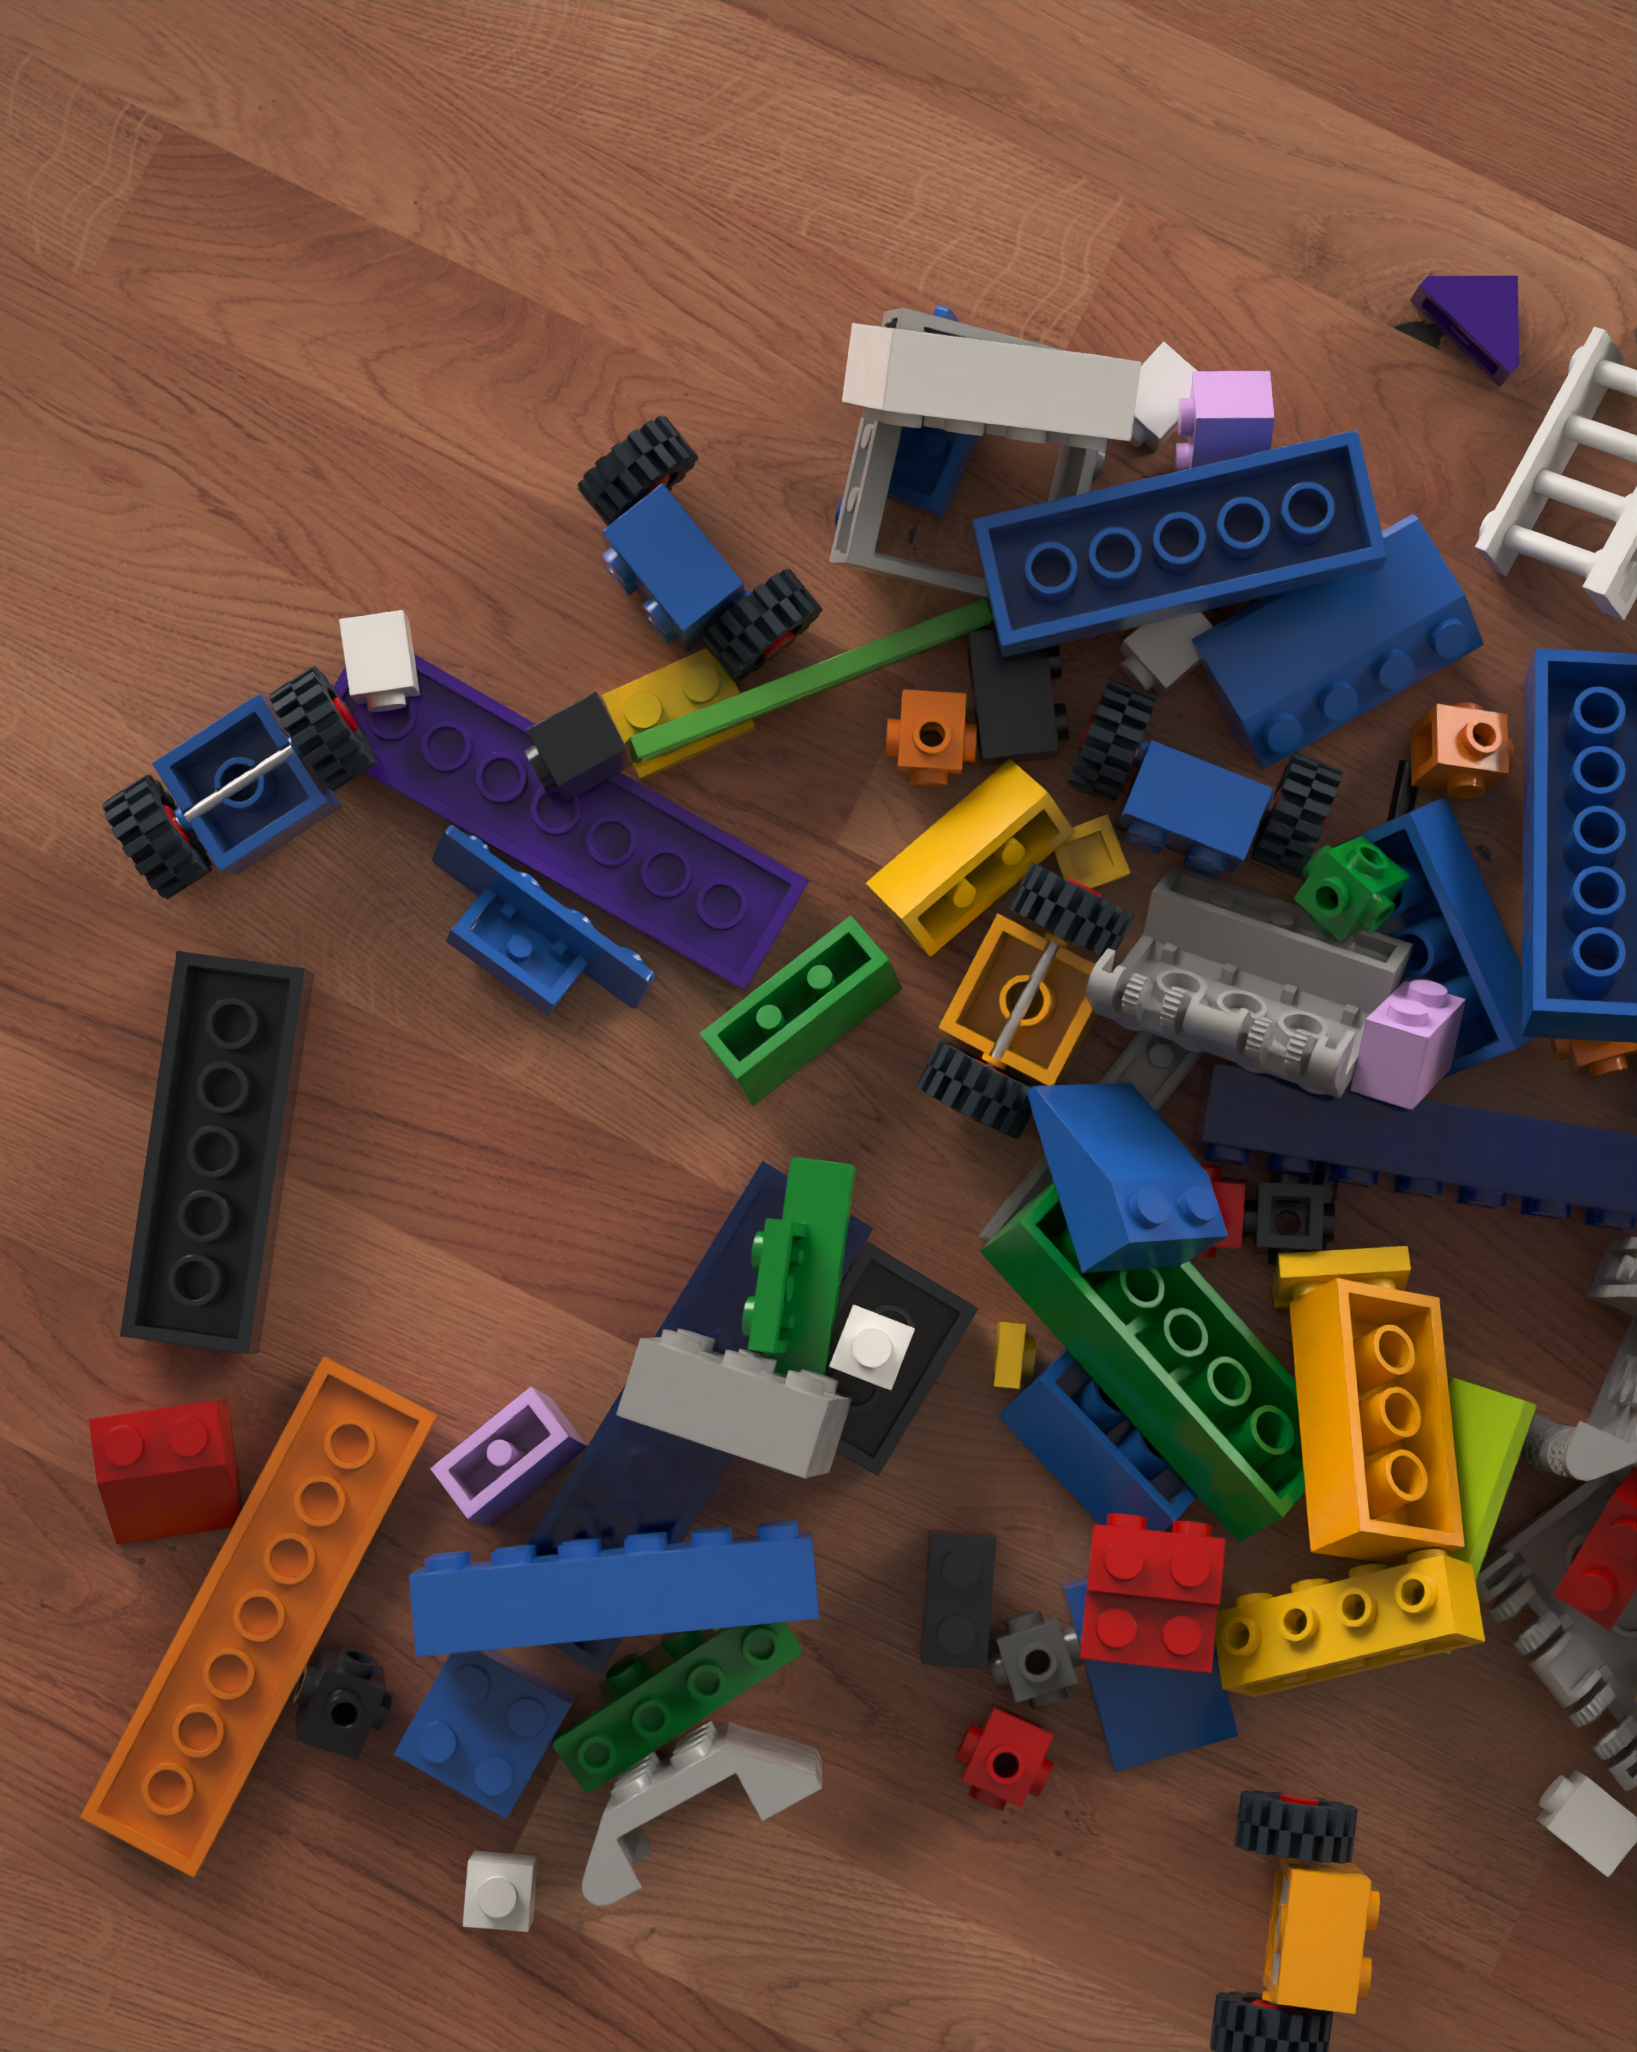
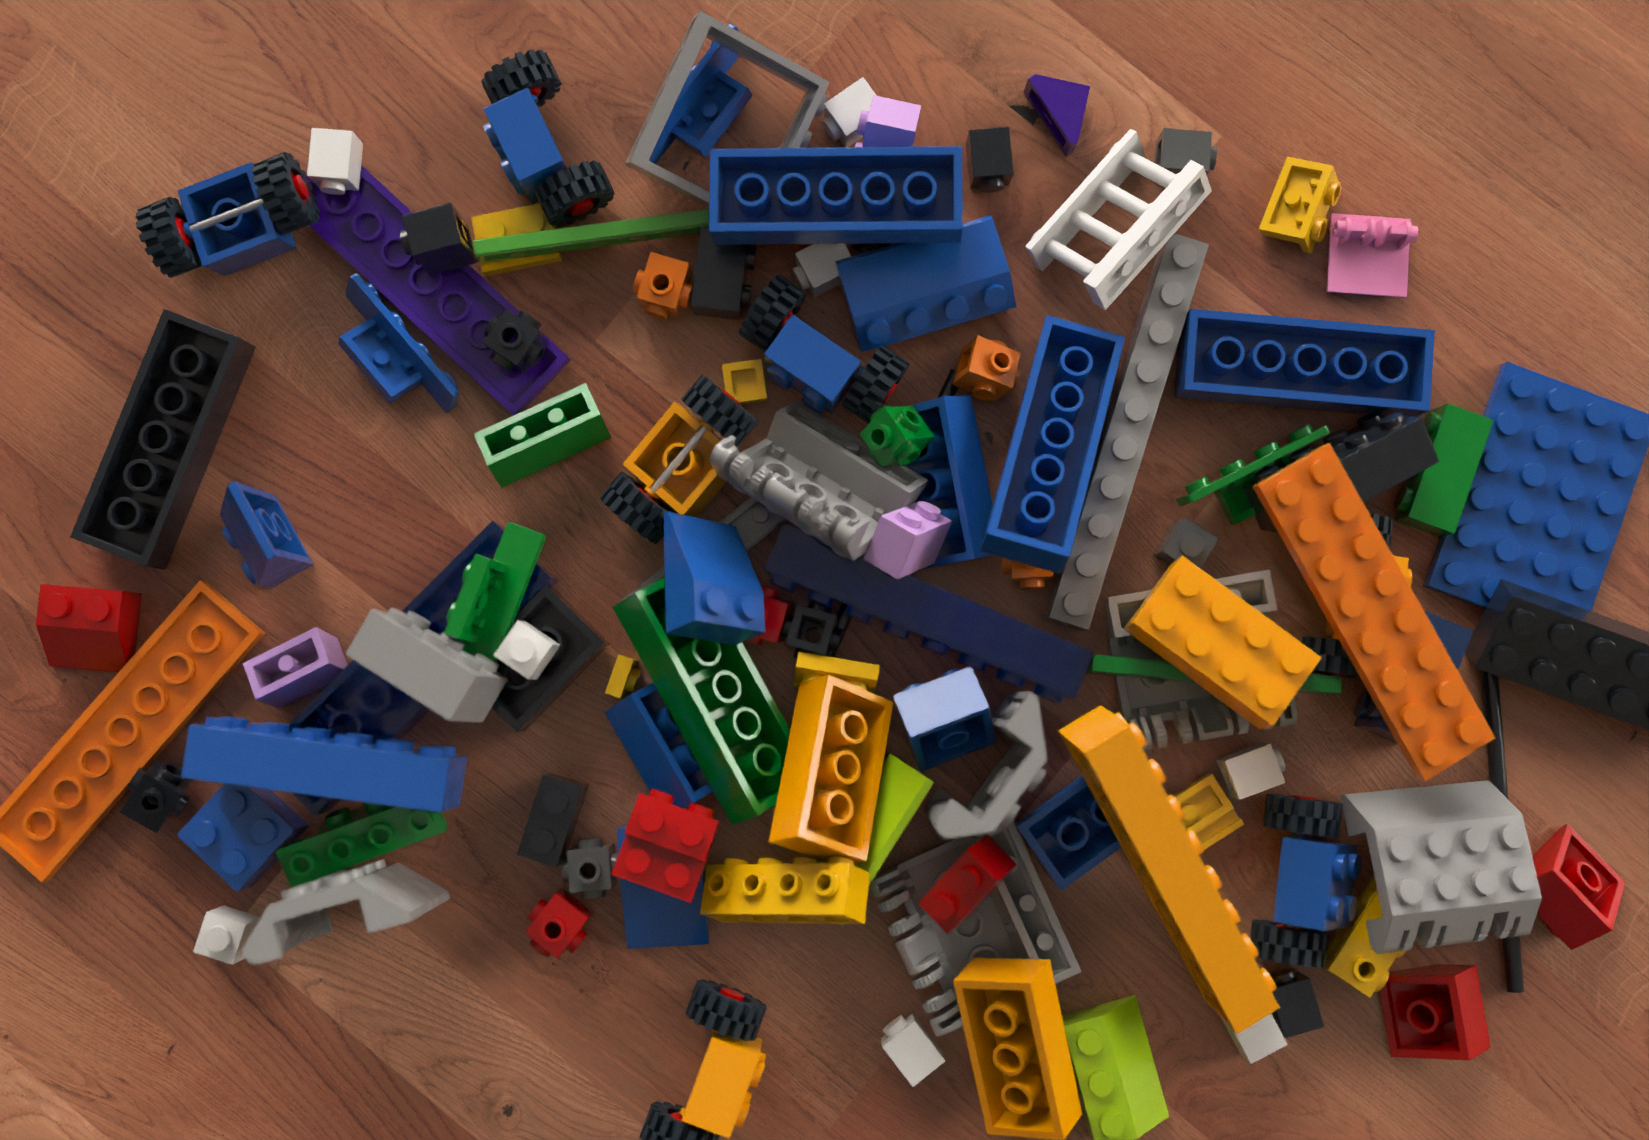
camera: 10 degrees right, 0 degrees up
(405, 1269) = (263, 535): none -> blue slope
(738, 899) = (524, 351): none -> black brick
(970, 857) = (669, 365): yellow brick -> none
(991, 386) = (740, 64): white brick -> none
(1387, 420) = (989, 159): none -> black brick
(1525, 1303) = (945, 718): none -> brick

